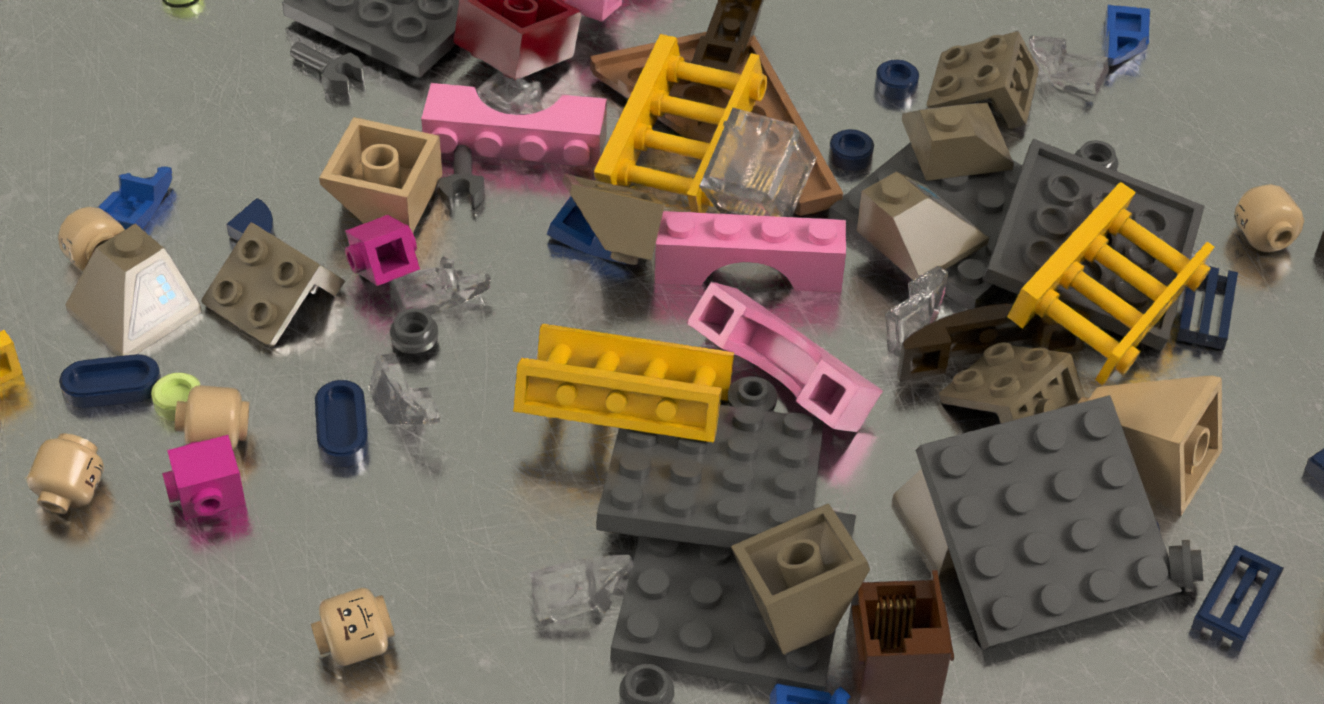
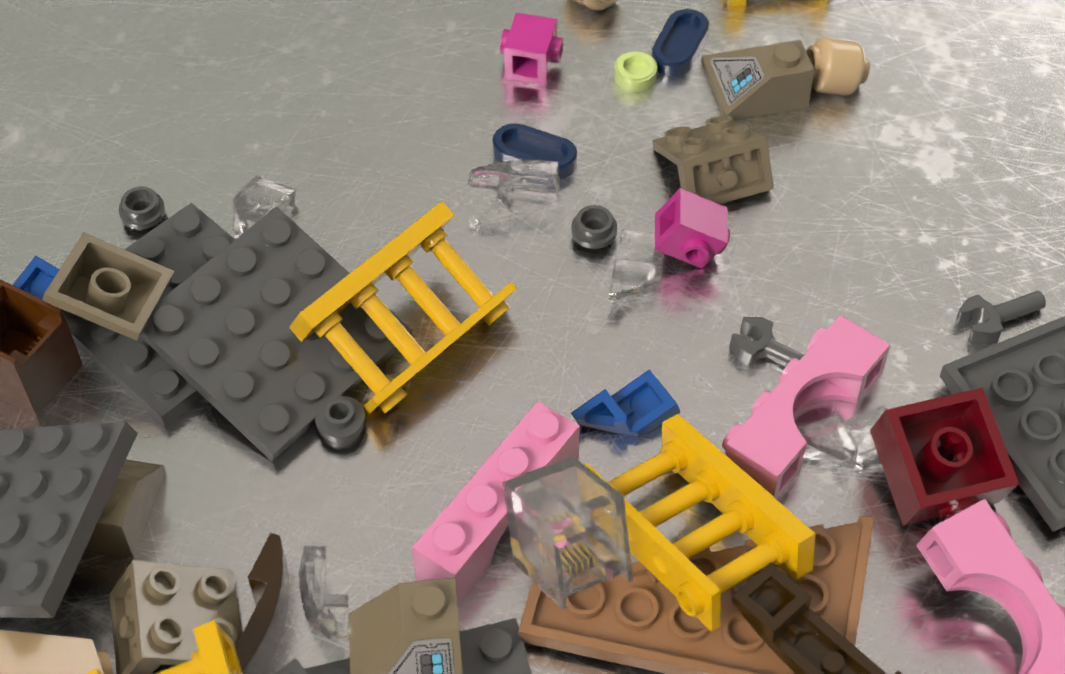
camera: 125 degrees right, 5 degrees up
(137, 198) = (877, 113): blue slope -> none
(212, 414) = (582, 68): tan head -> none
(255, 212) = (800, 178): dark blue tile -> none
(353, 626) = (328, 70): tan head -> none
(384, 171) = (784, 262): tan slope -> none
(619, 216) = (610, 390): dark tan slope -> none
(812, 374) = (284, 462): bright pink arch -> none

